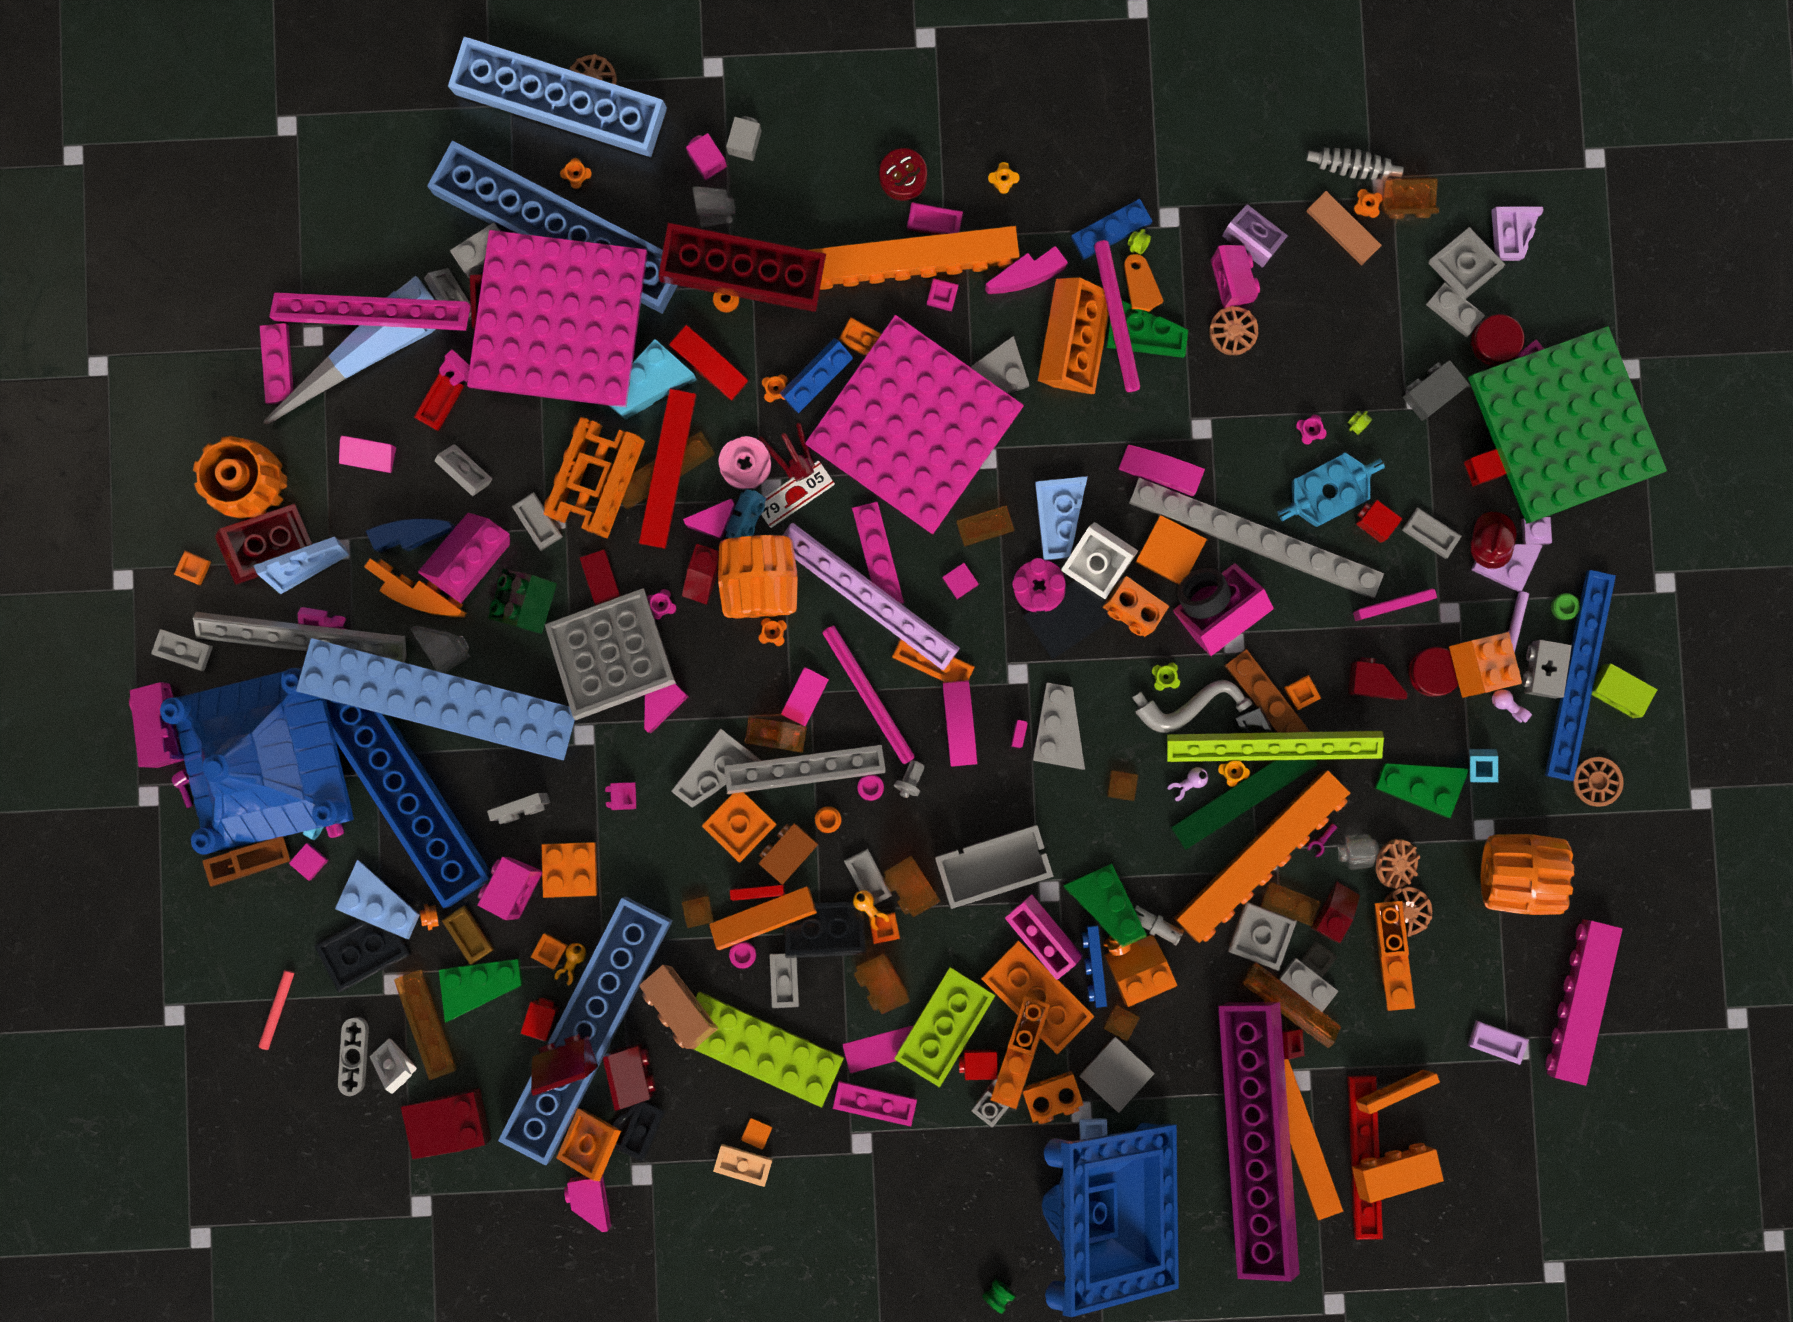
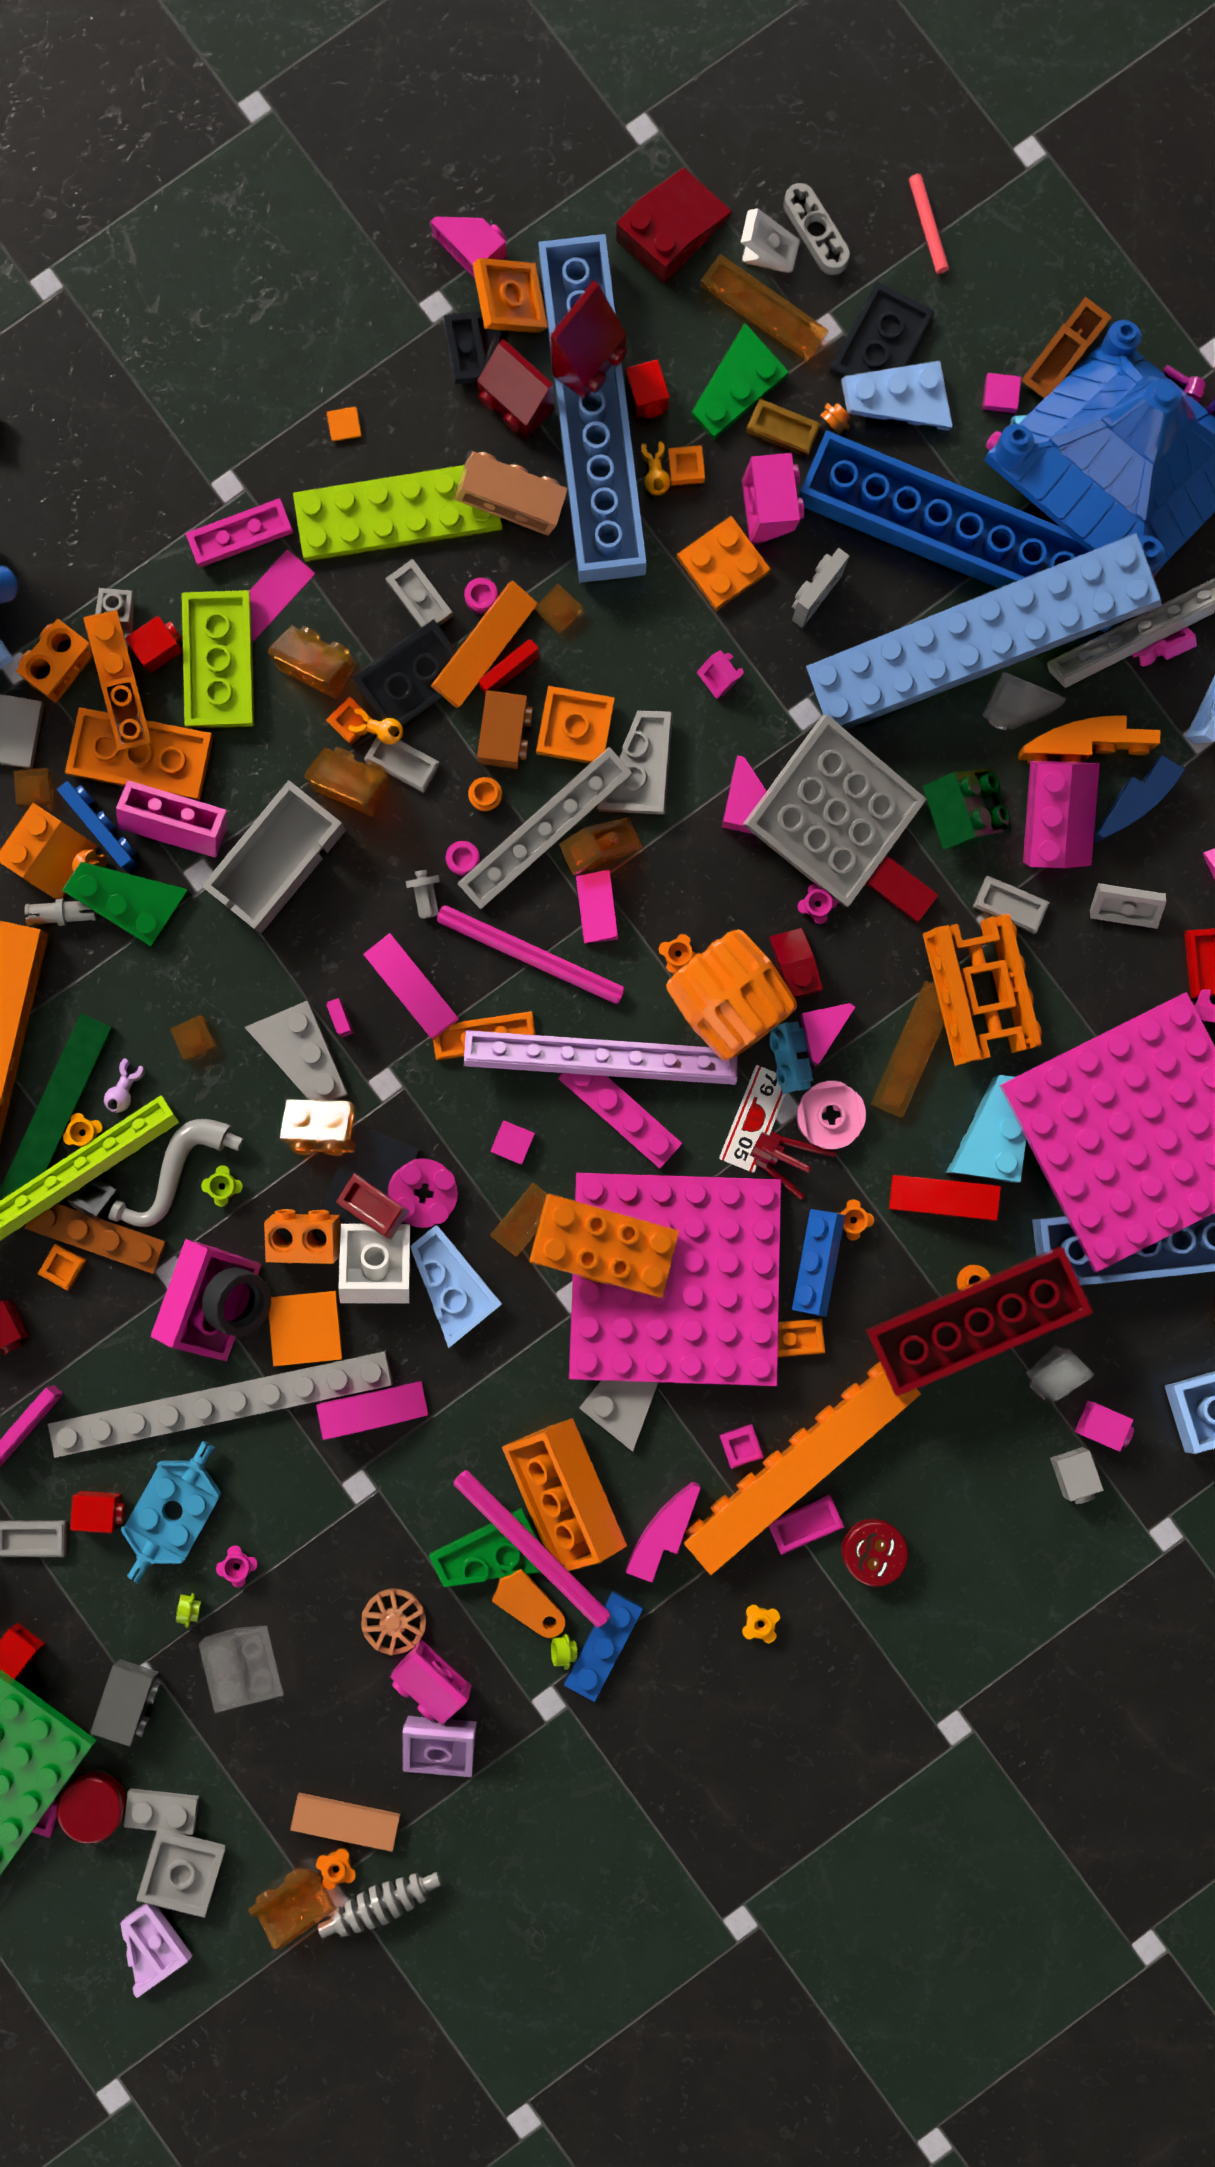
camera: 145 degrees right, 0 degrees up
(667, 468) = (909, 1051): red tile -> none
(743, 1165) = (336, 381): light nougat plate -> none
(946, 471) = (604, 1246): none -> orange plate
(1077, 596) = (372, 1206): none -> dark red tile
(1079, 671) = (318, 1126): none -> bracket
(1348, 363) = (240, 1667): none -> clear slope

